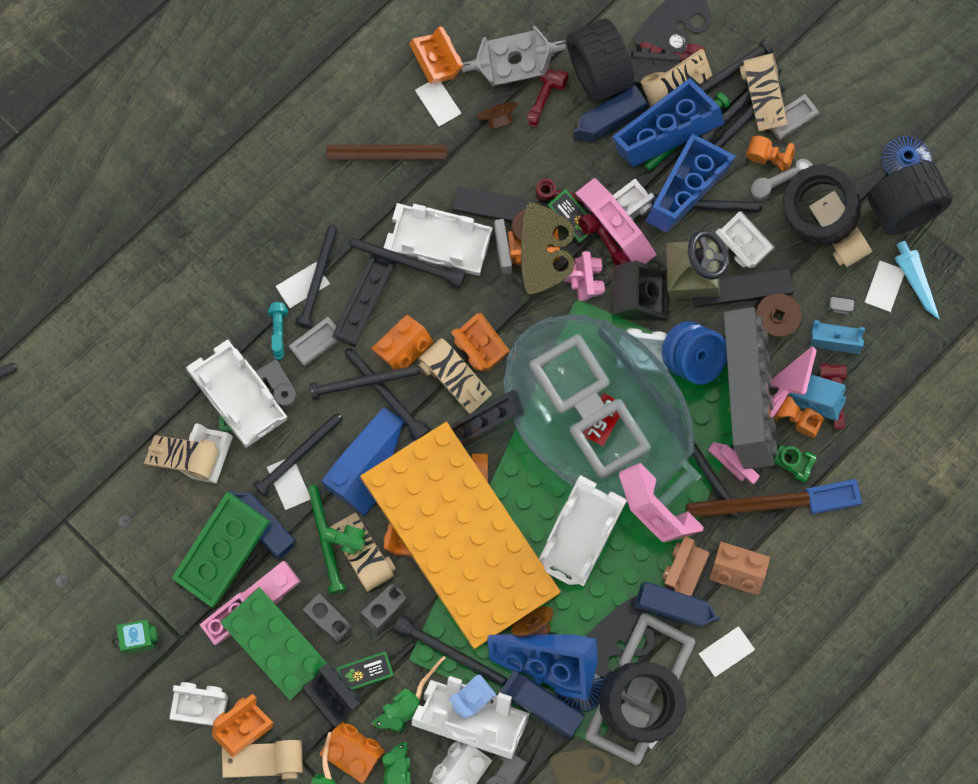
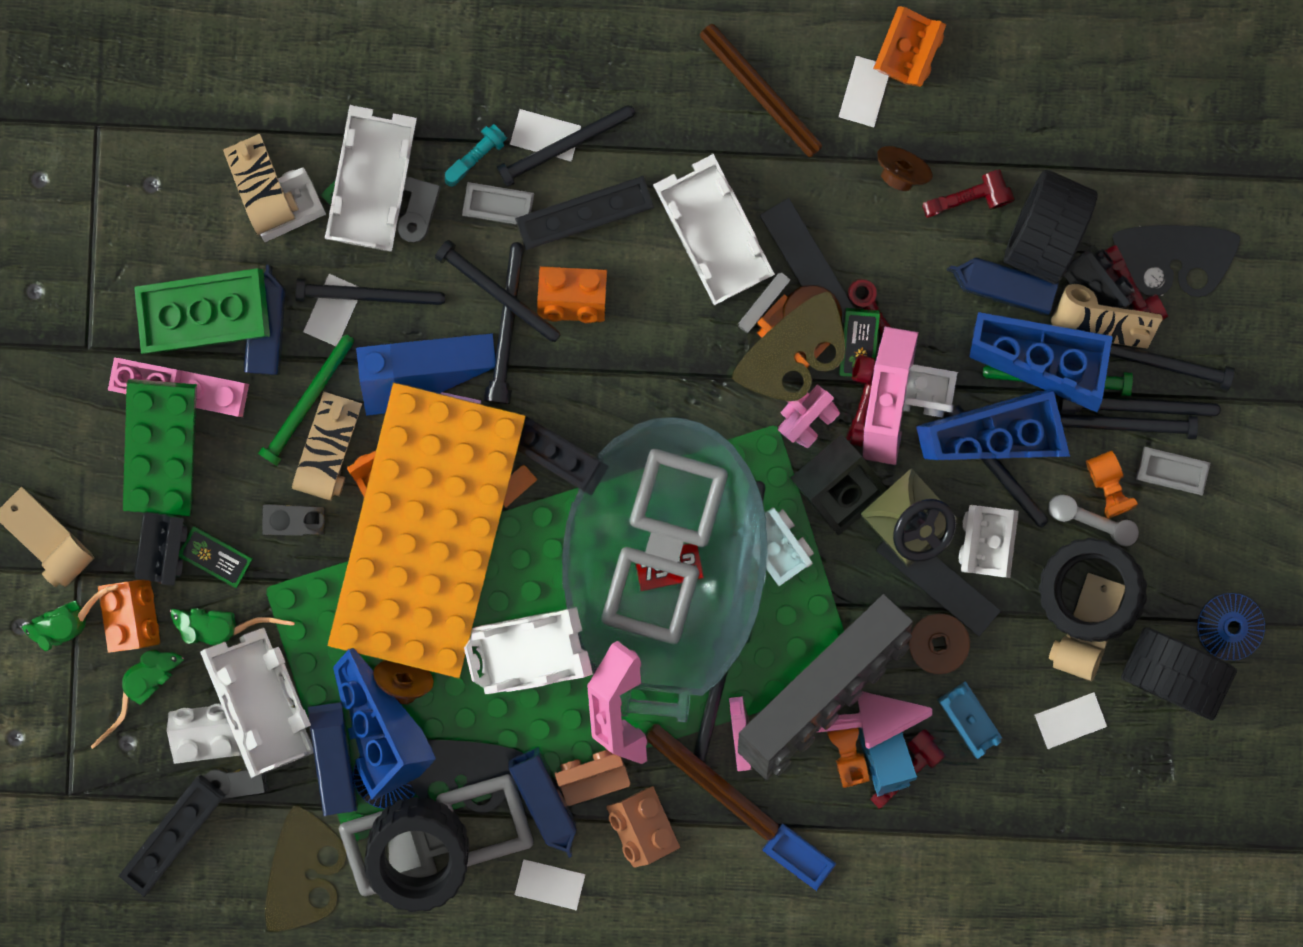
camera: 50 degrees right, 15 degrees up
(136, 636) = (48, 307): green brick -> none
(197, 705) = (38, 429): white bracket -> none
(240, 726) = (54, 490): orange bracket -> none
(327, 618) = (231, 473): dark grey leg -> none
(350, 539) = (324, 429): green plate -> none
(406, 628) = (290, 559): black piece -> none
(452, 276) = (687, 281): black piece -> none
(454, 374) = (585, 375): tan door -> none
(472, 697) = (276, 687): light blue bracket -> none
(480, 343) = (641, 372): orange bracket -> none
(495, 57) = (964, 107): light grey plate -> none
(694, 352) = (815, 600): blue wheel -> none
(765, 91) = (1172, 422): tan door -> none
(799, 462) = (800, 795): green plate -> none
(841, 304) = (1010, 694): light grey piece -> none
(913, 270) = (1111, 737): medium azure bar -> none

